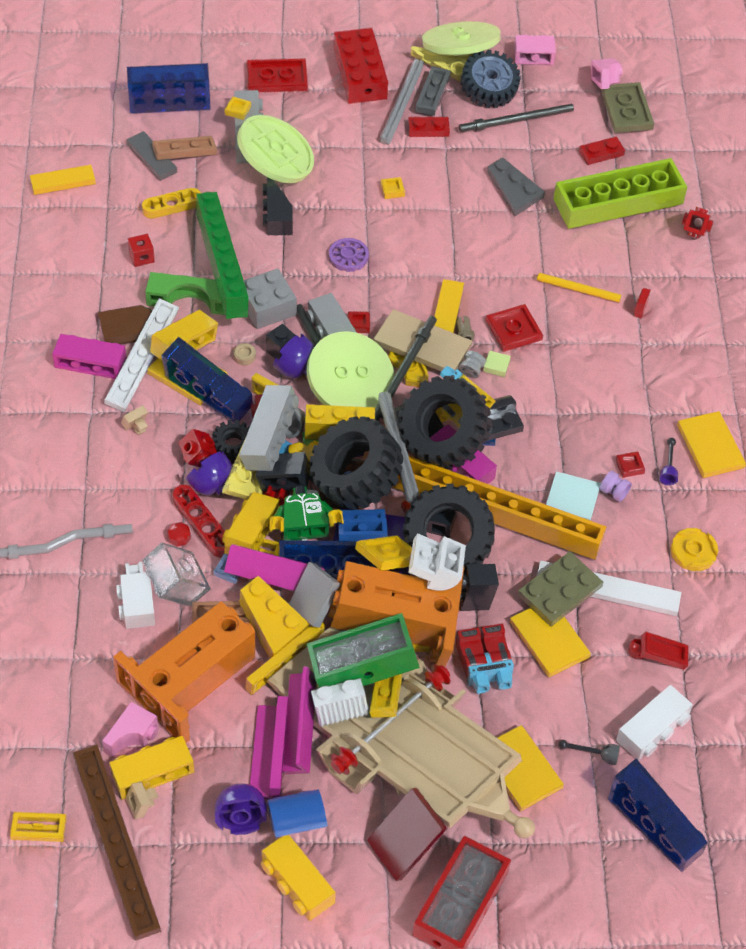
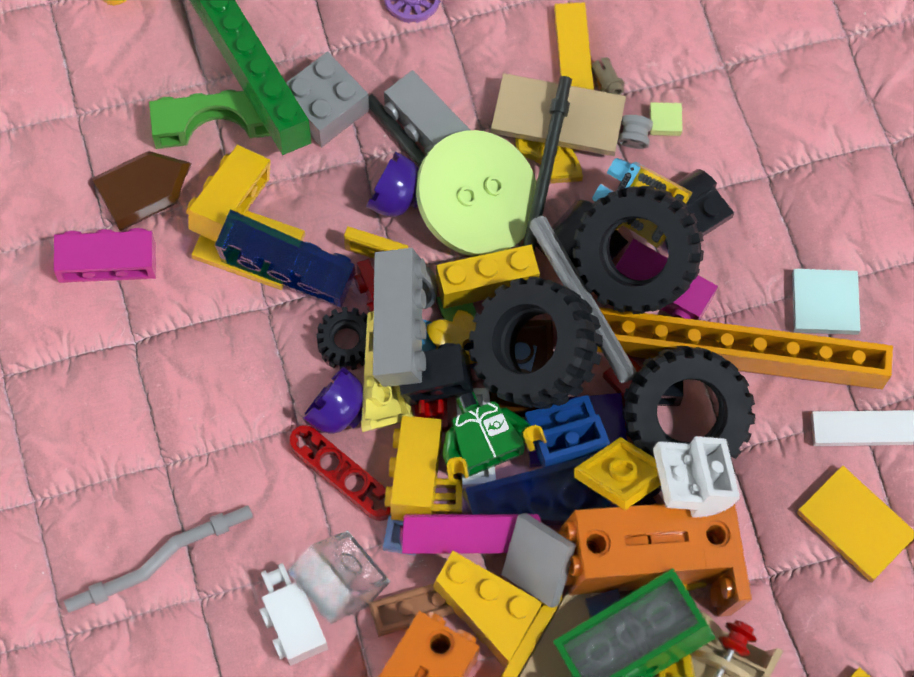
camera: 15 degrees left, 15 degrees up
(136, 420) = (202, 341): tan tile -> none
(139, 250) = (117, 70): red piece -> none
(139, 357) = (175, 237): white tile -> none
(179, 534) = (317, 502): red tile -> none
(196, 447) = (304, 366): red brick -> none
(244, 354) = (318, 193): tan tile -> none
(277, 339) = (365, 166): black brick -> none
(360, 321) = (460, 99): red tile -> none
(478, 587) = (755, 479): black brick -> none
(485, 657) = (786, 581): hips -> none
(514, 327) = (671, 55): red tile -> none
(560, 588) = (853, 449): olive plate -> none
(615, 486) = (879, 271): lavender wheel -> none
(630, 464) = (886, 229): red tile -> none

